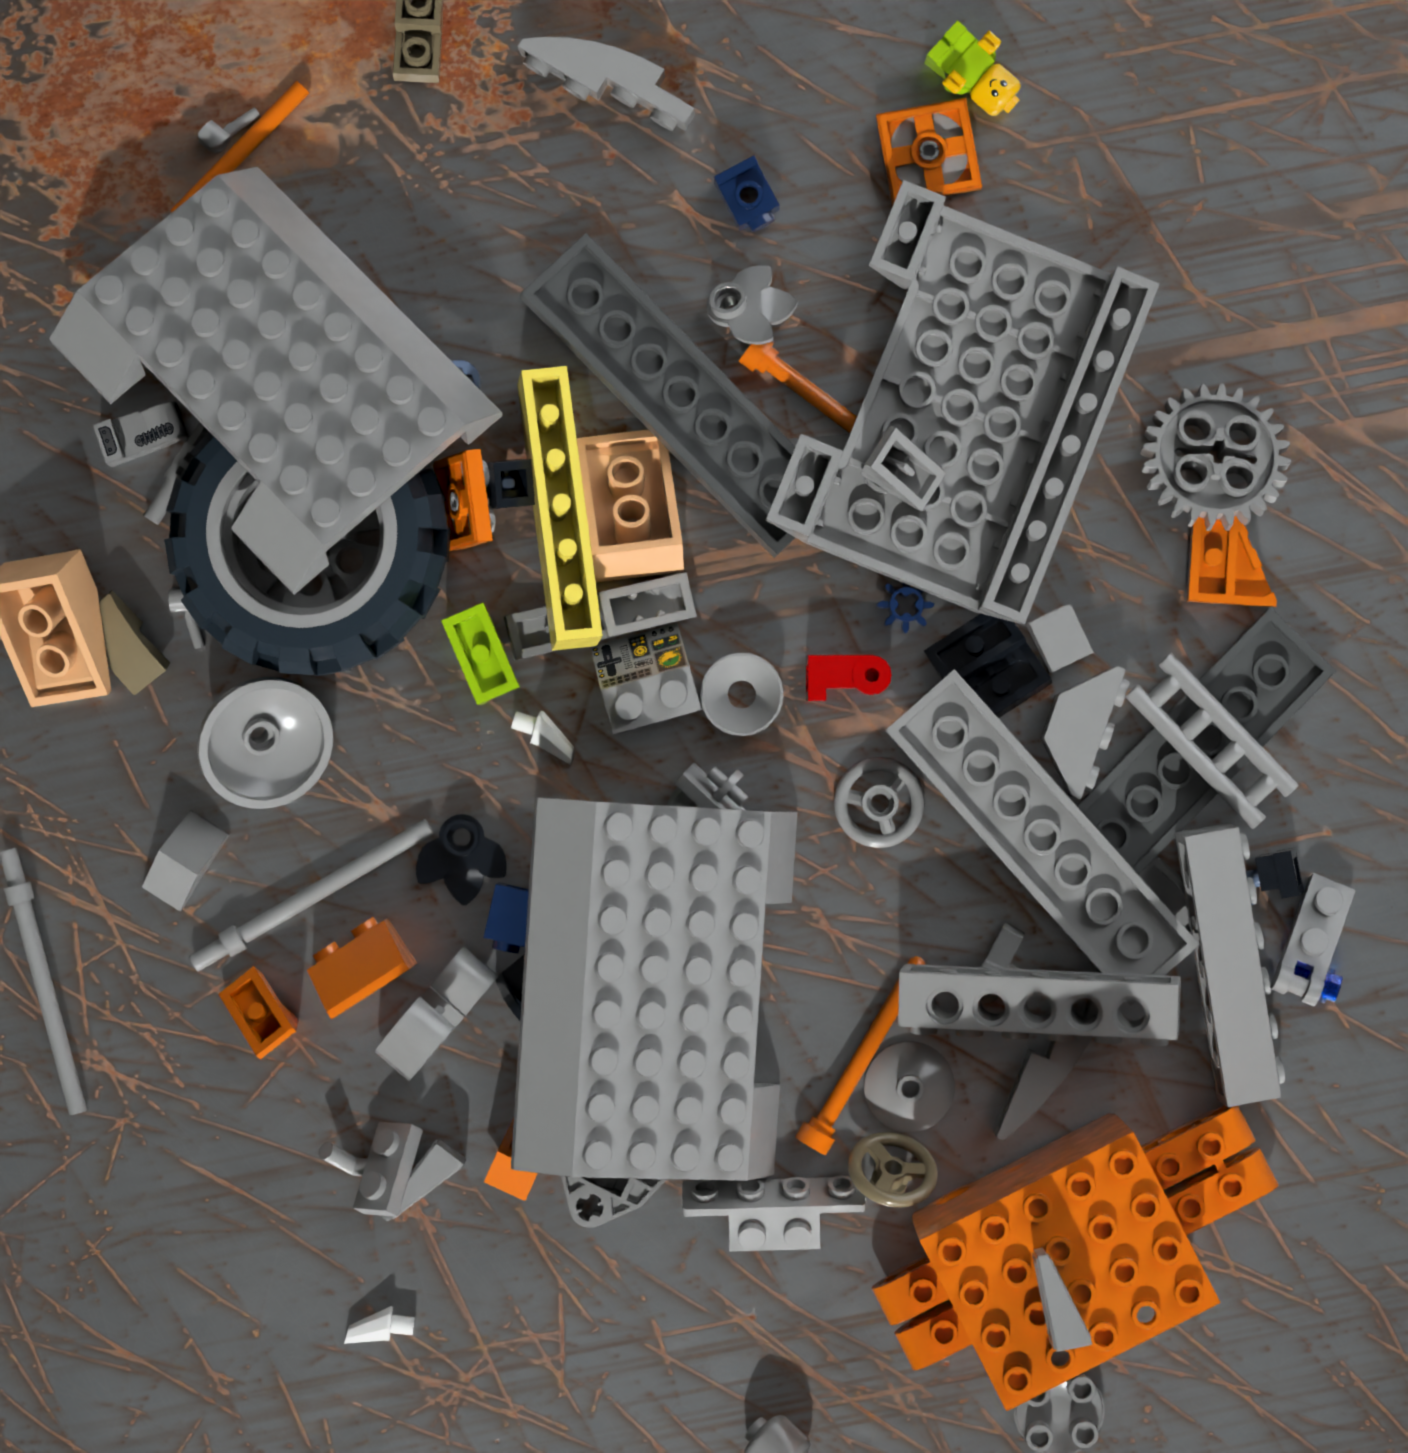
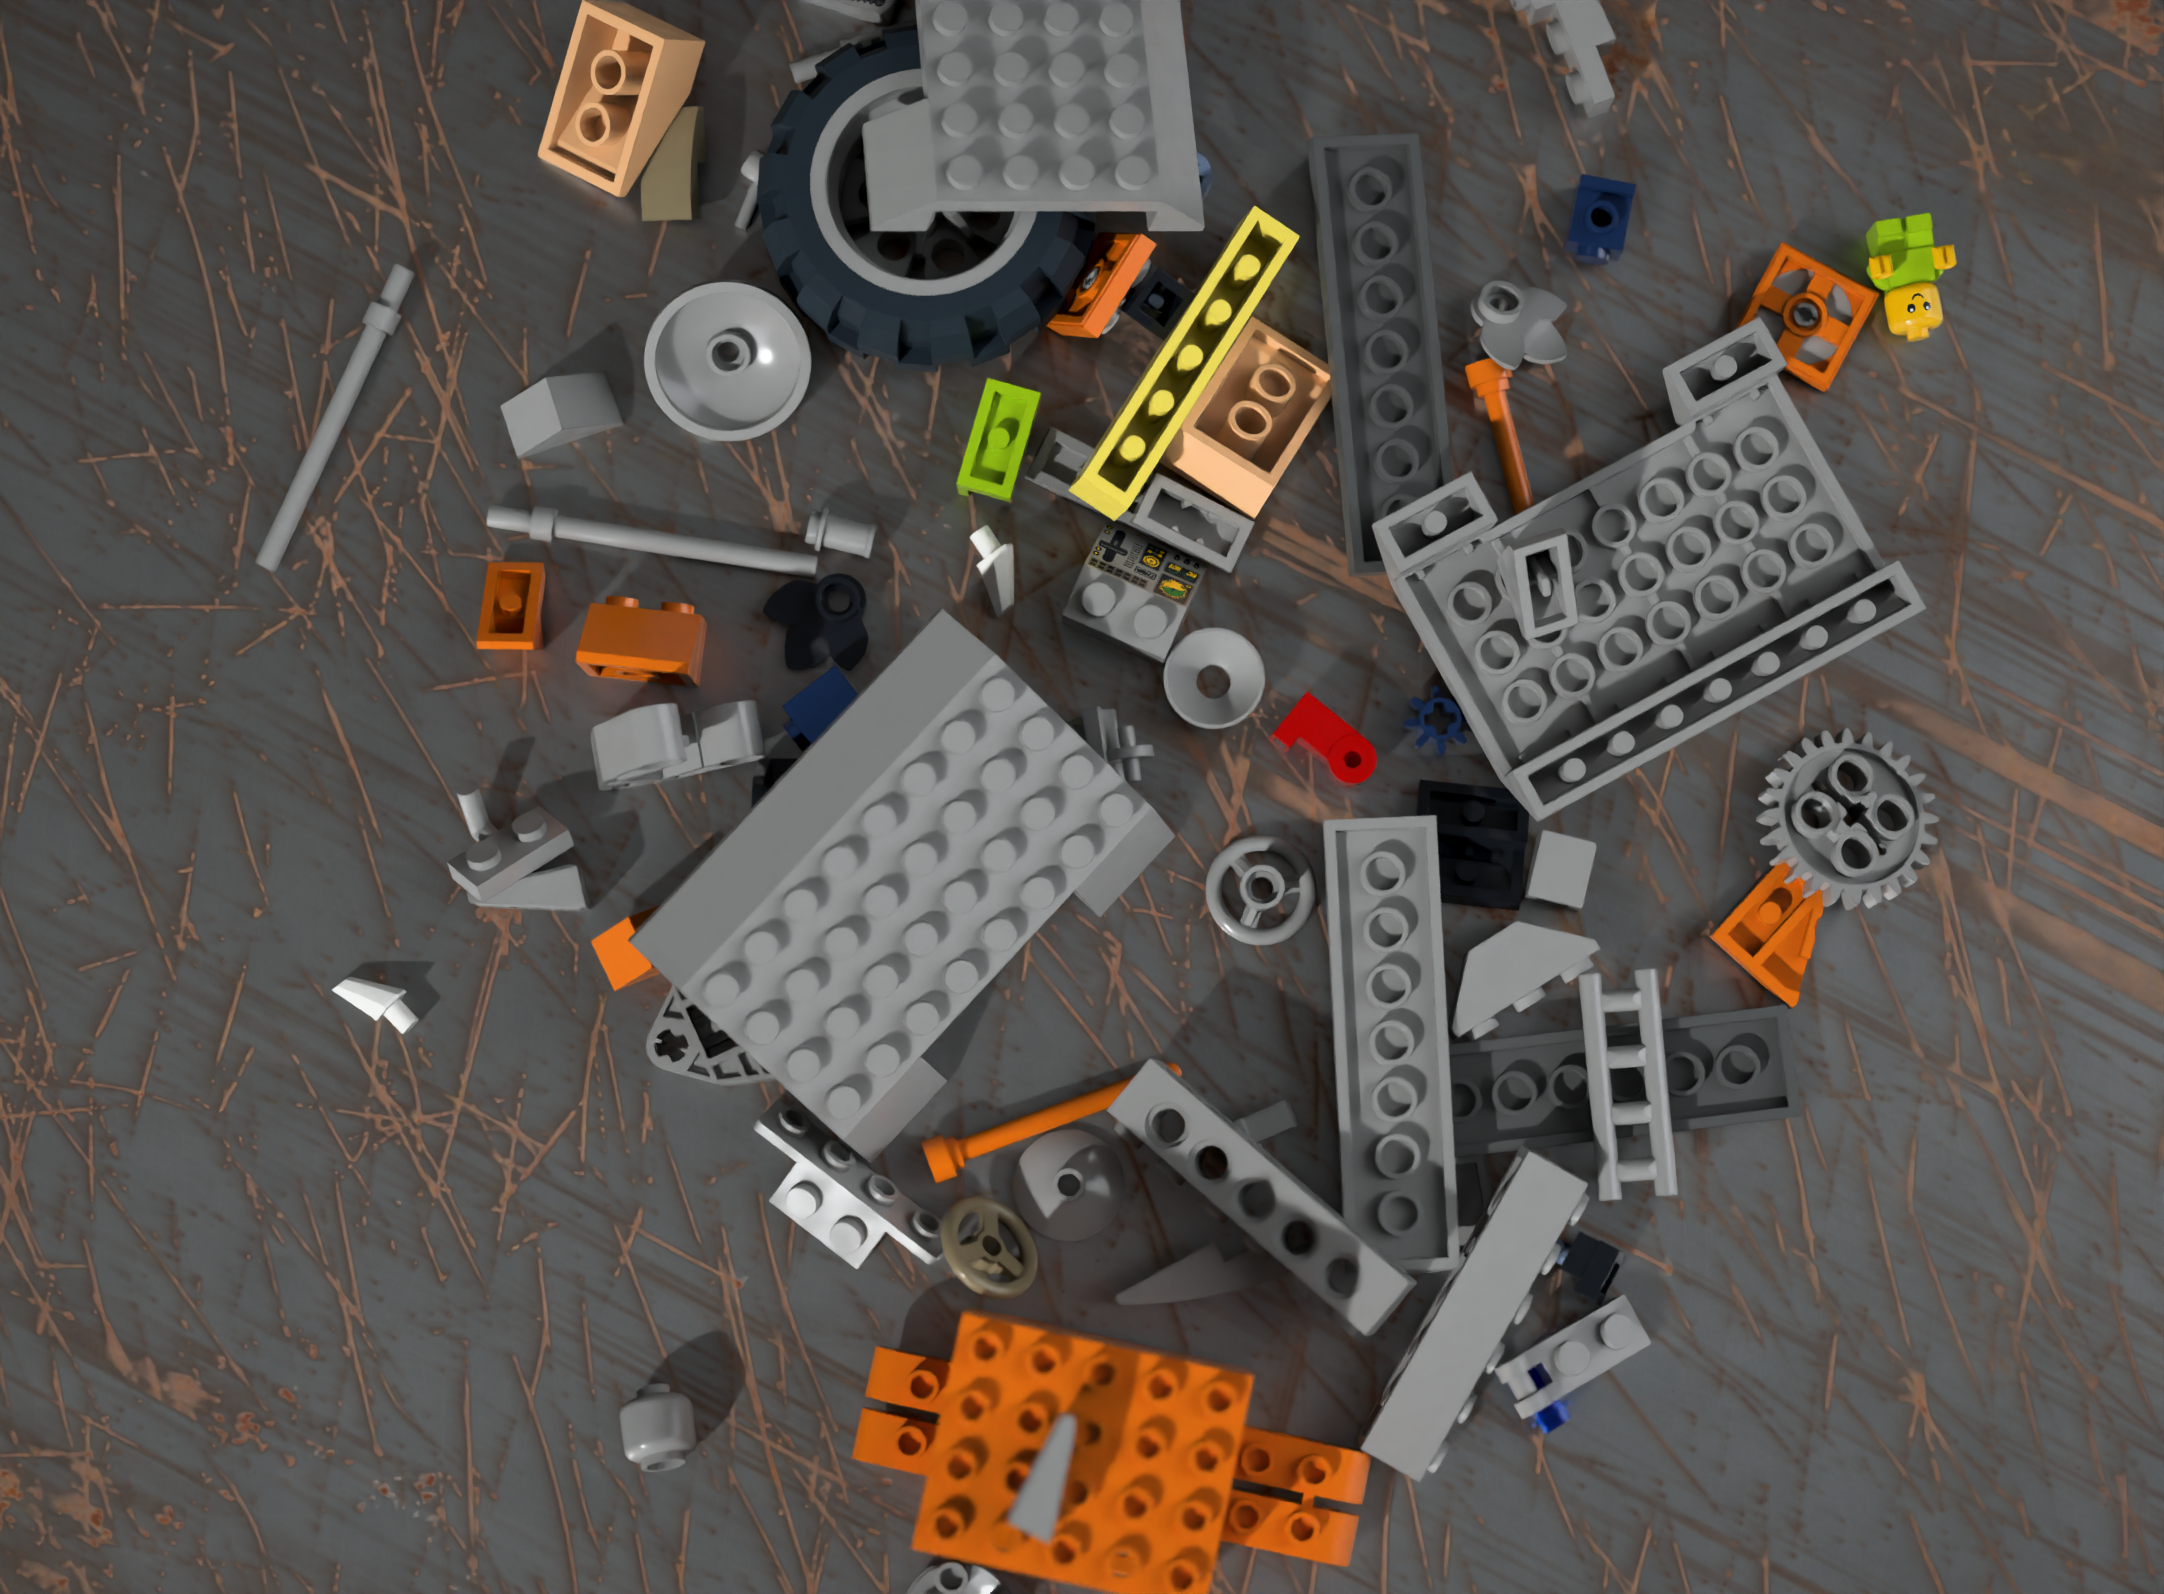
camera: 35 degrees right, 5 degrees down
(427, 793) = (840, 533): none -> light grey pin

